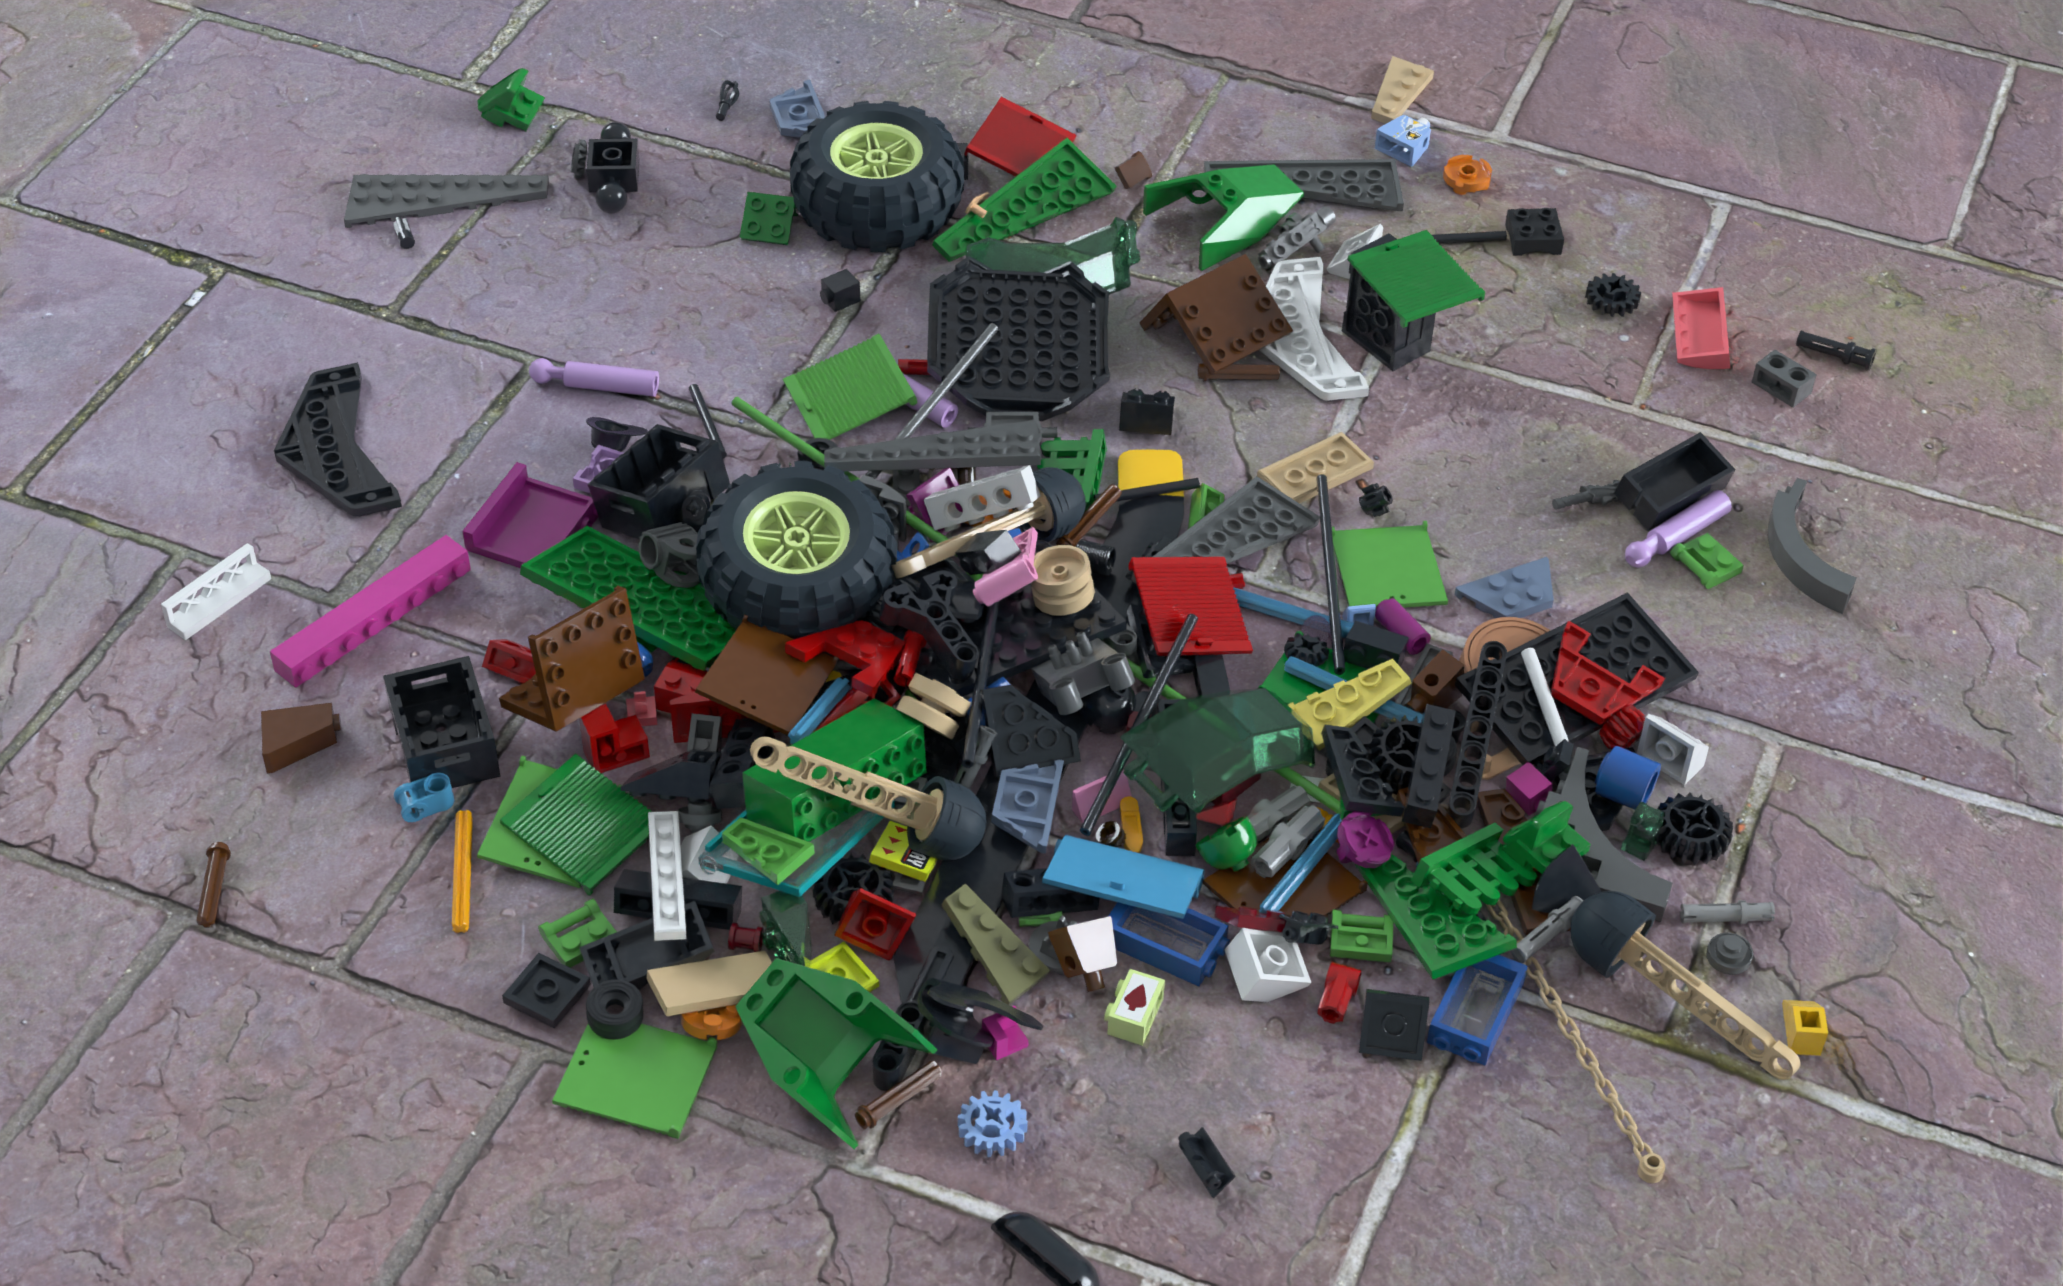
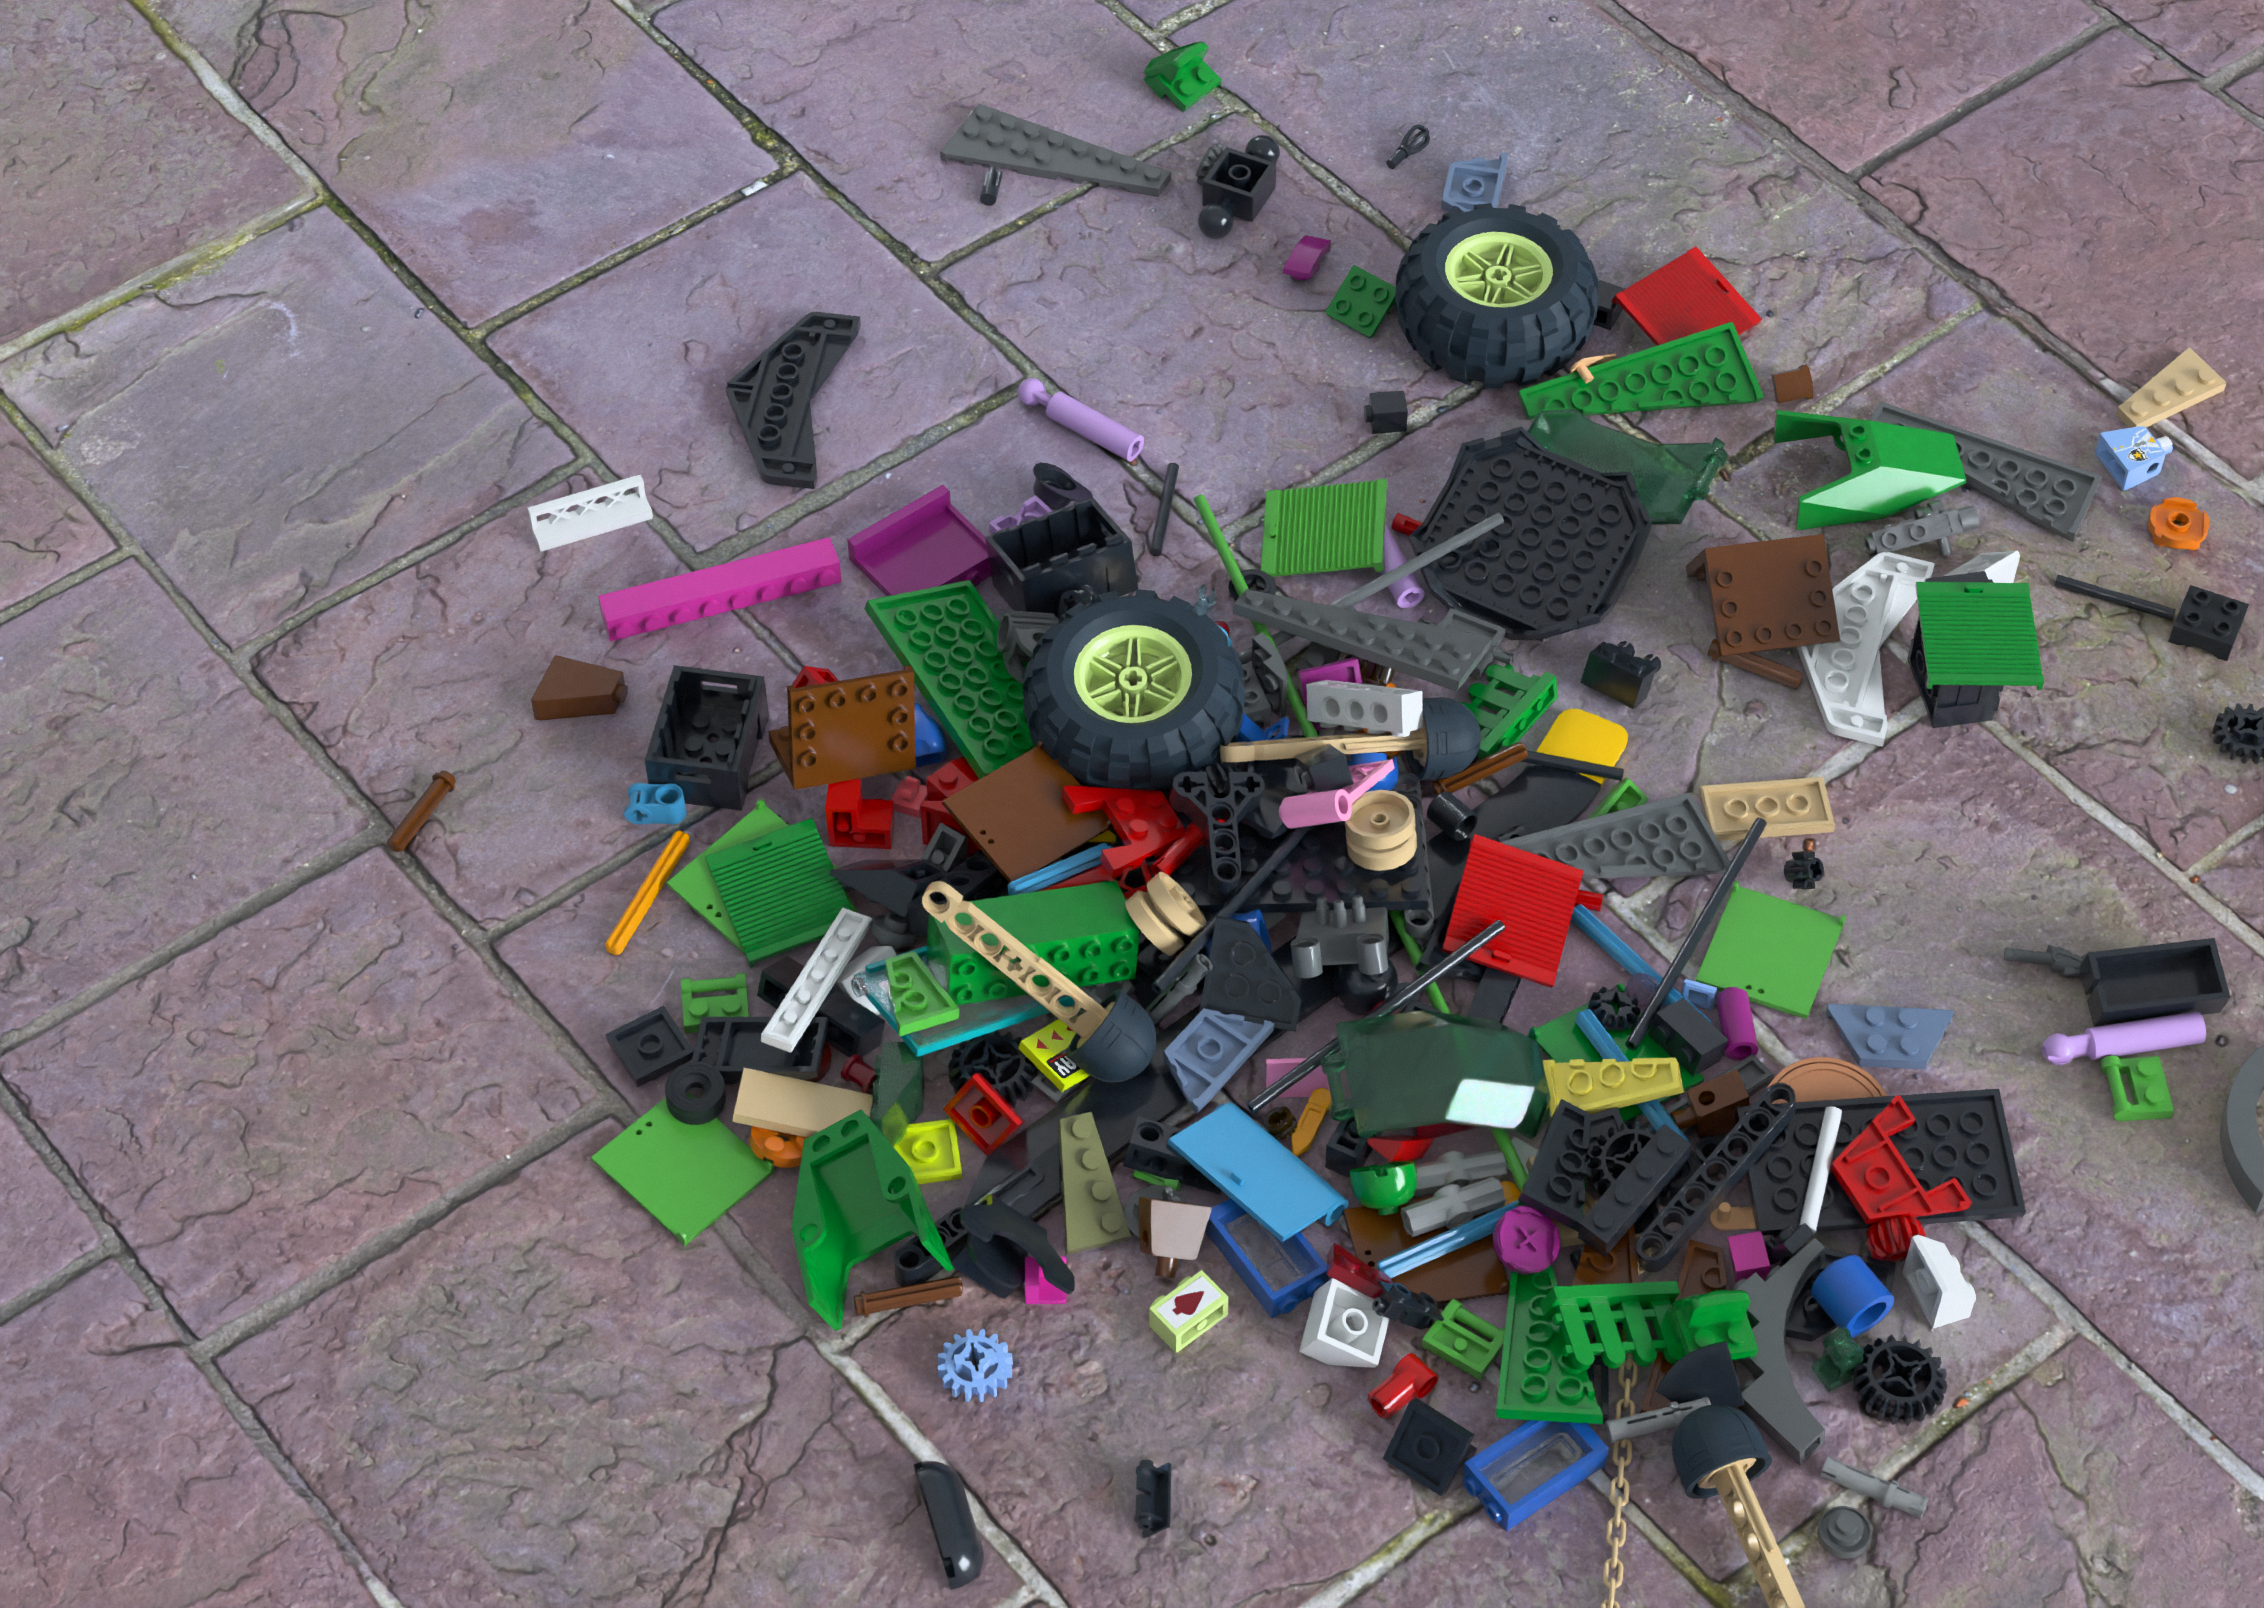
camera: 30 degrees right, 5 degrees up
(700, 202) = (1306, 257): none -> magenta slope

